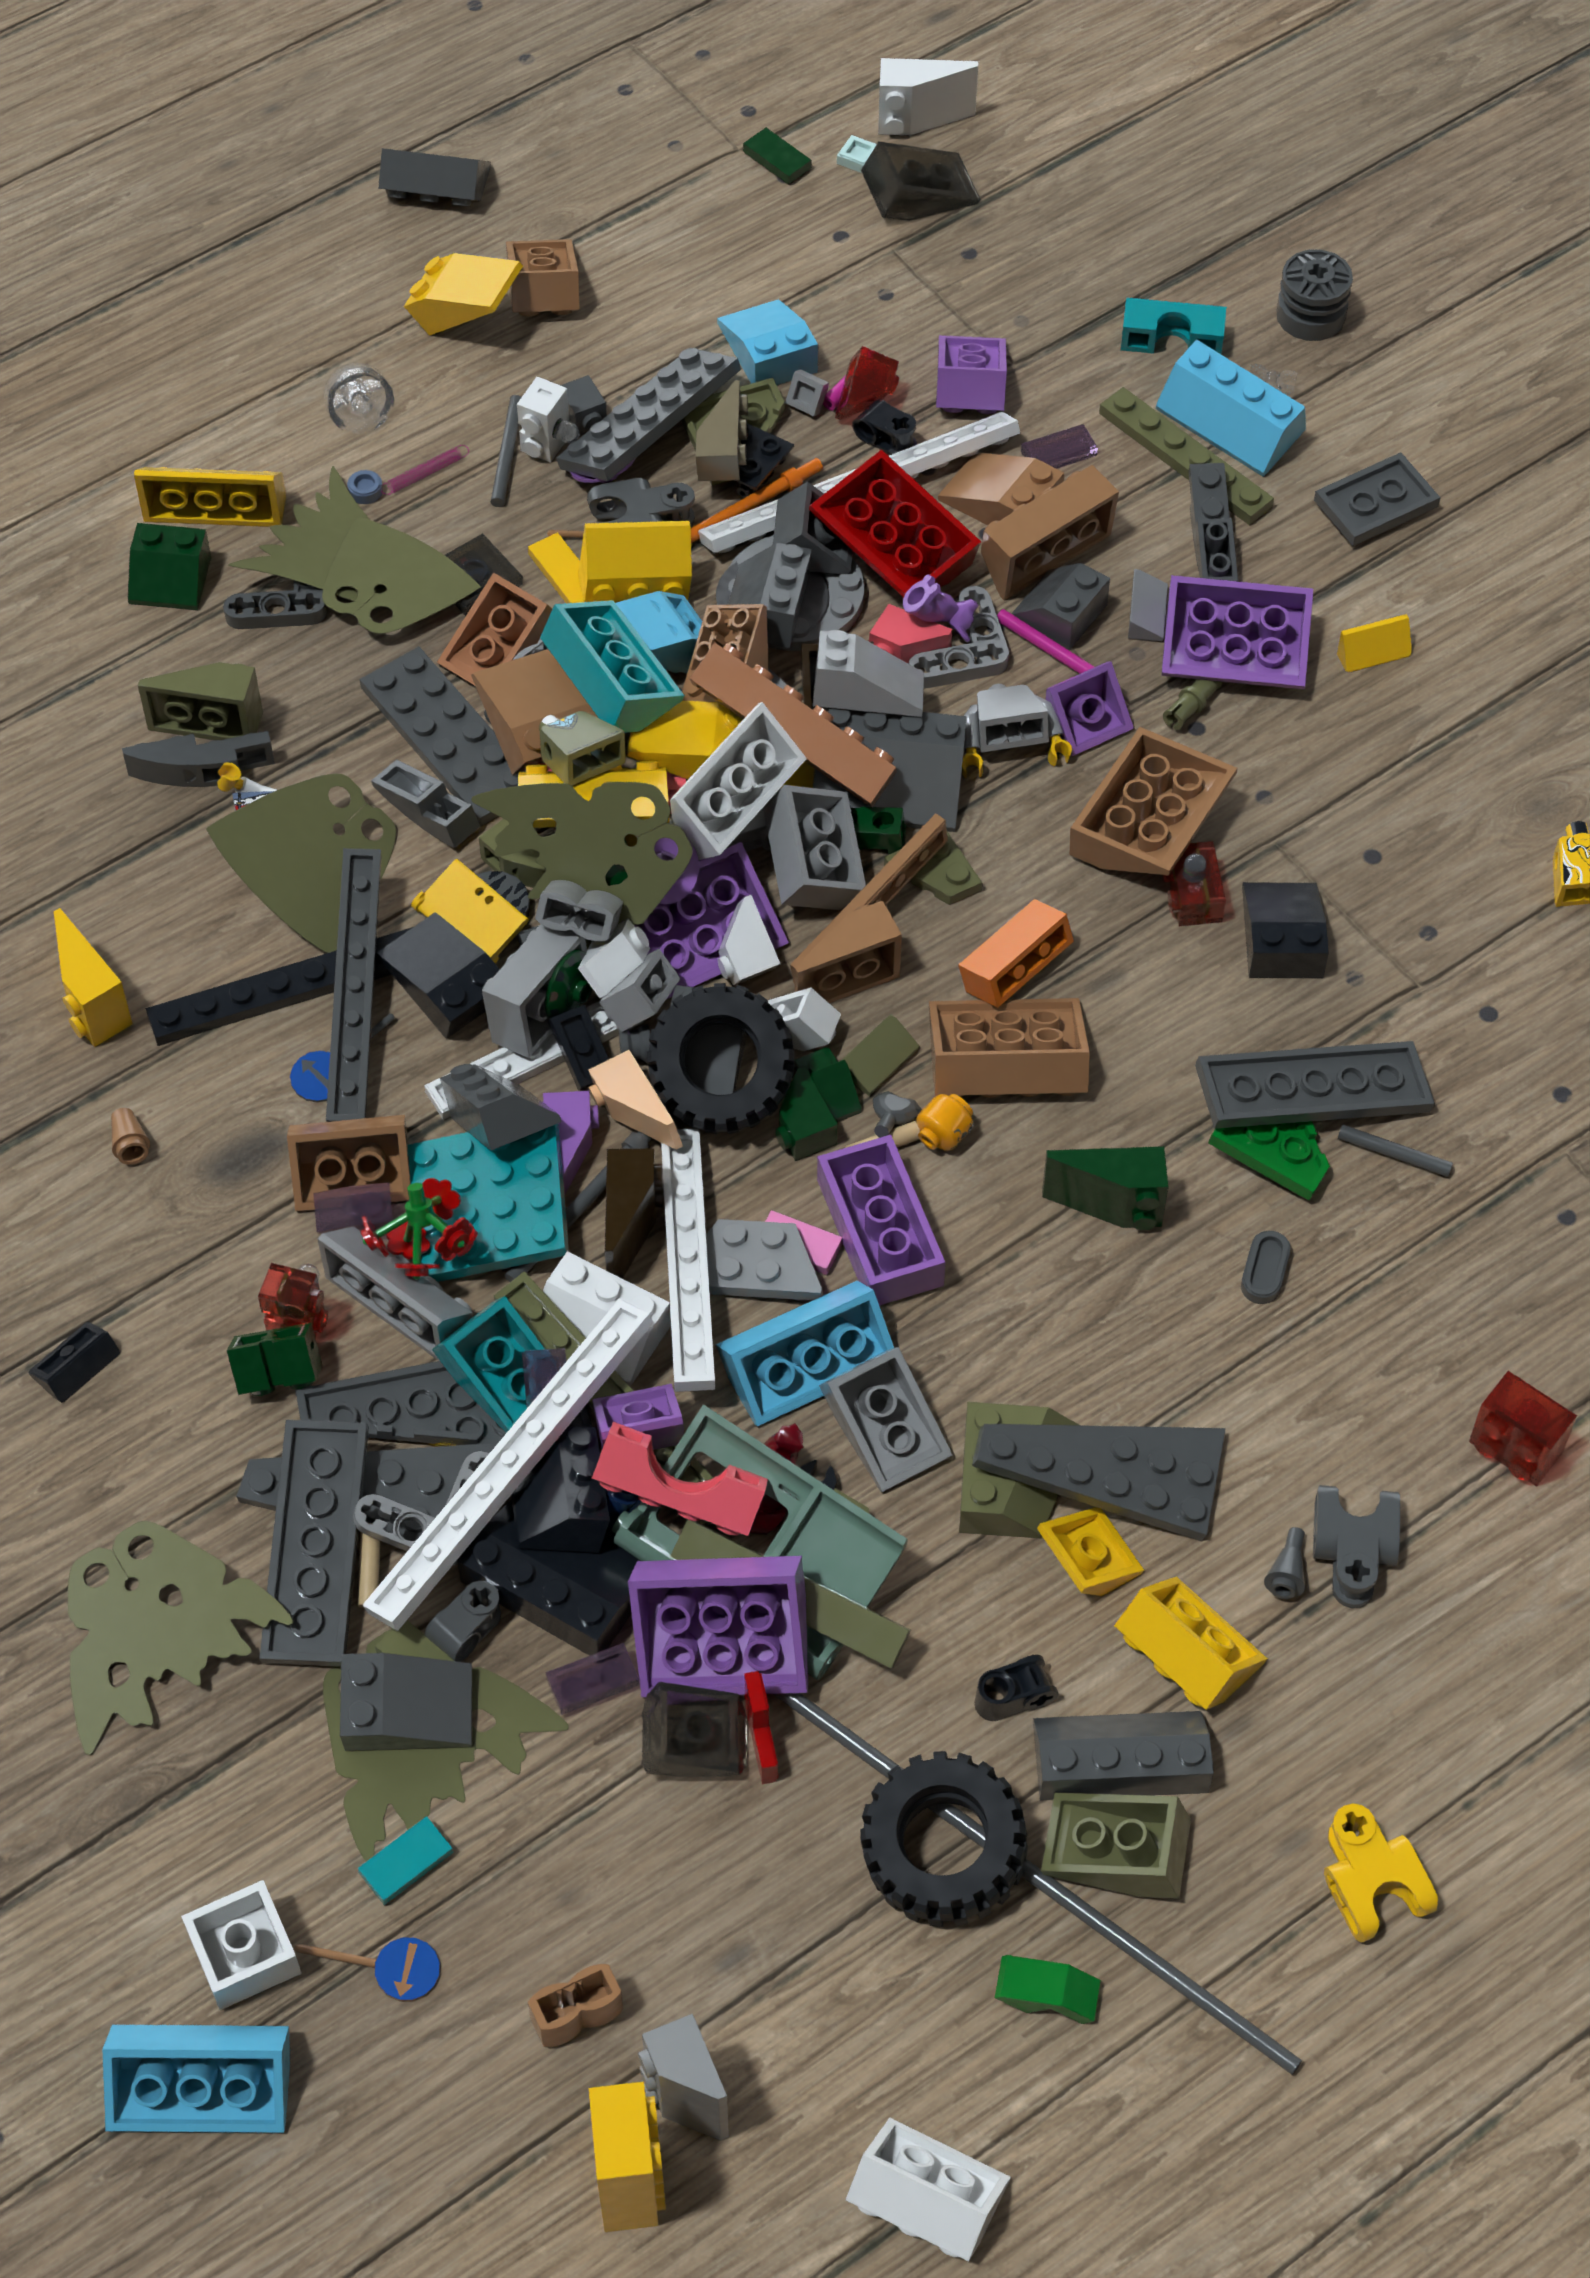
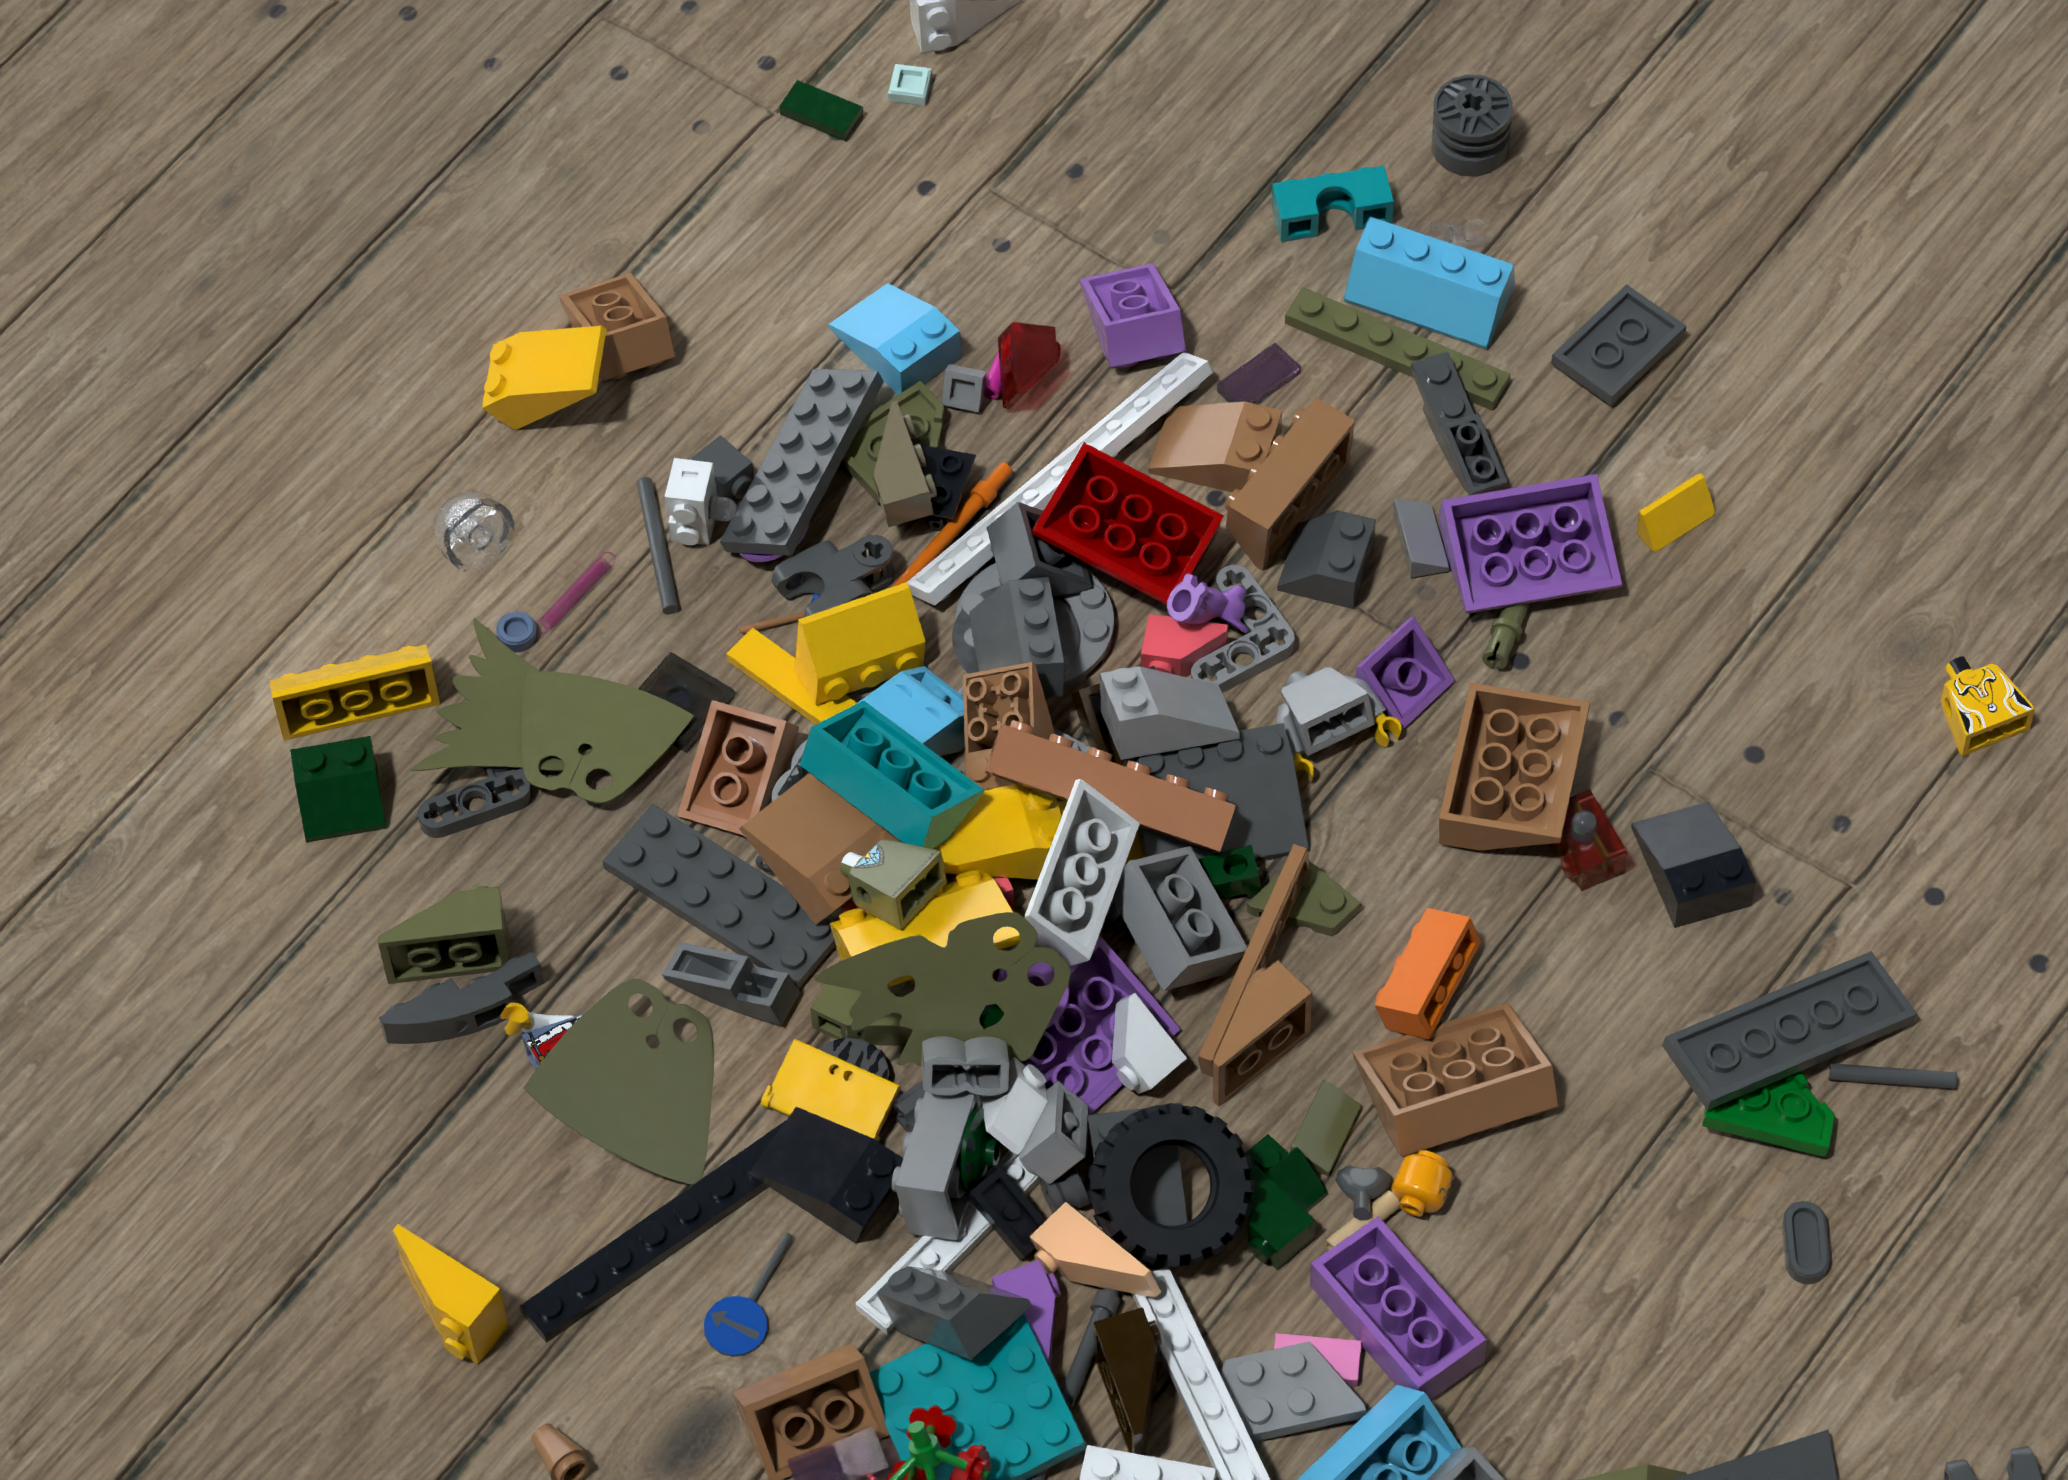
camera: 15 degrees left, 0 degrees up
(354, 985) = (741, 1215): dark grey plate -> none
(432, 176) = (448, 238): dark grey slope -> none
(808, 1018) = (1239, 1105): white slope -> none
(885, 427) = (1063, 403): black piece -> none
(917, 181) = (990, 102): clear smoke slope -> none
(1043, 642) = (1330, 610): dark pink bar -> none
(1110, 1184) = (1622, 1203): dark green slope -> none

